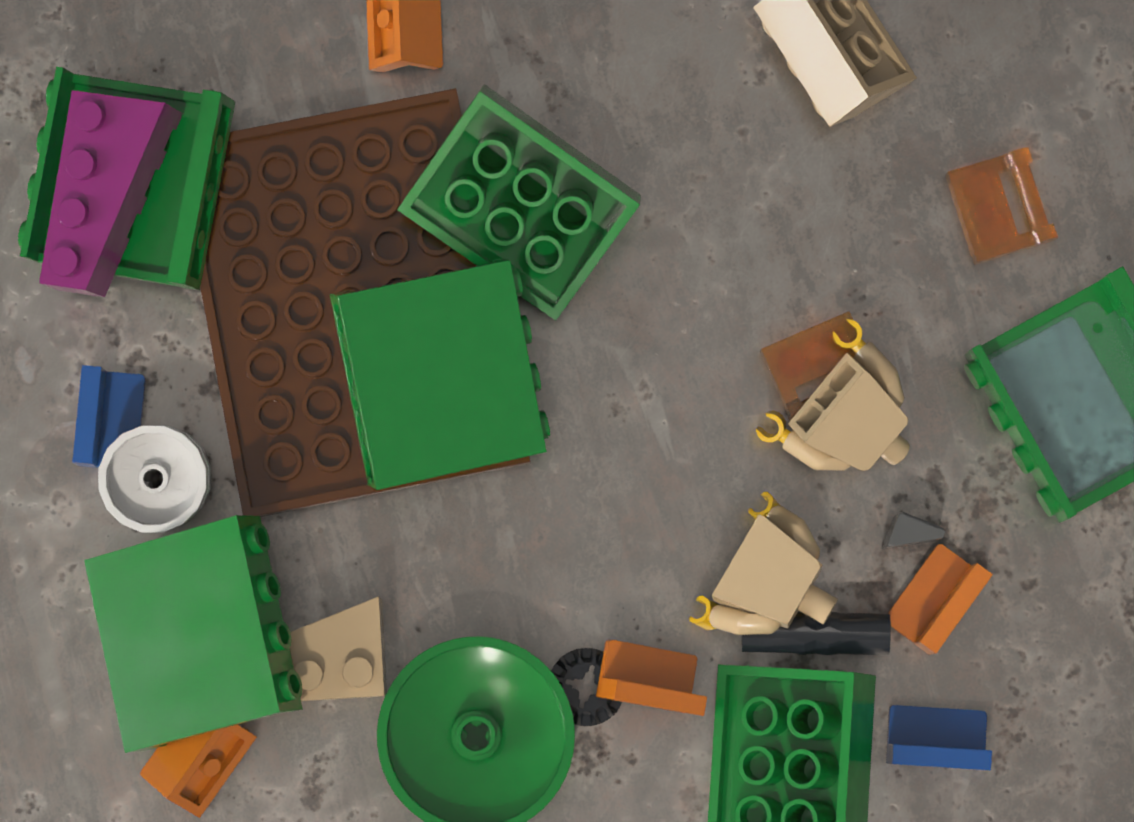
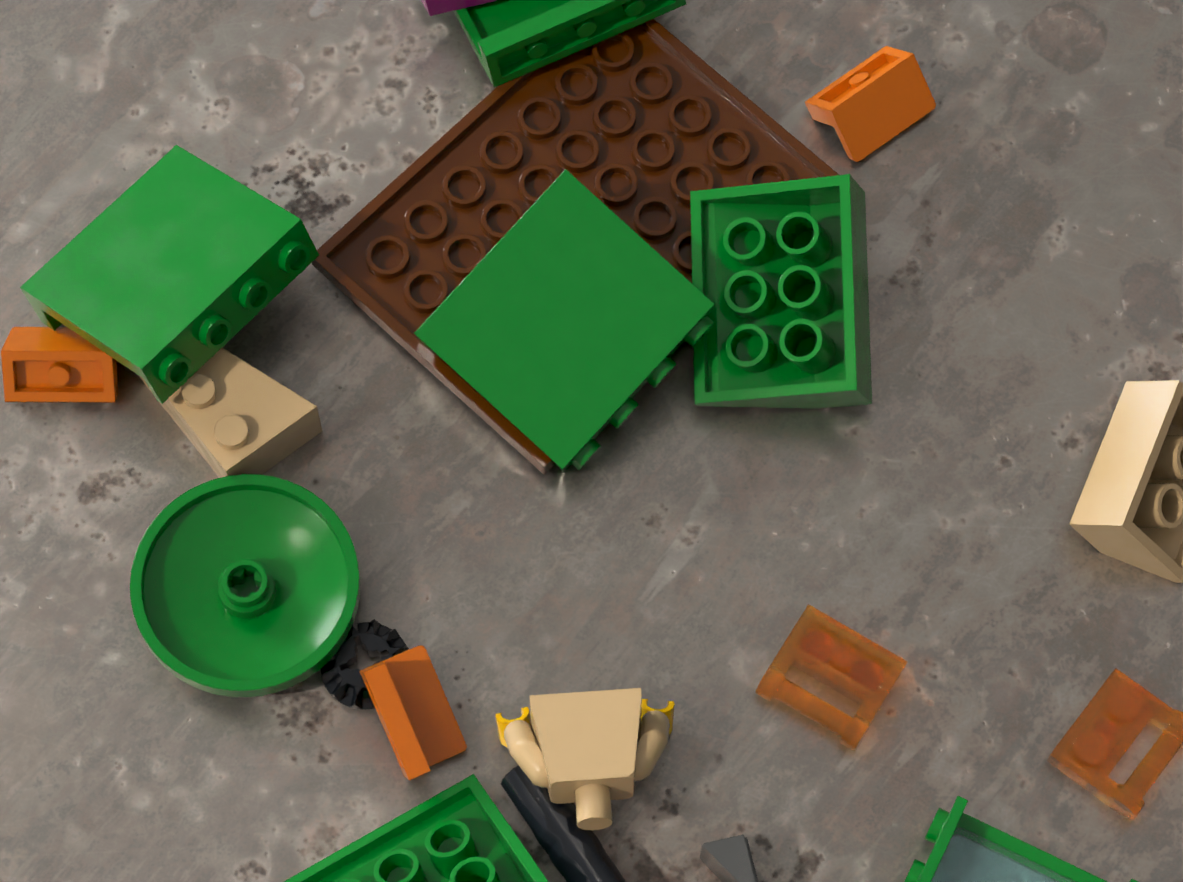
camera: 60 degrees right, 15 degrees down
(106, 408) = (321, 91): blue panel -> none
(133, 499) = (295, 152): white wheel -> none
(850, 415) = (806, 724): tan torso -> none

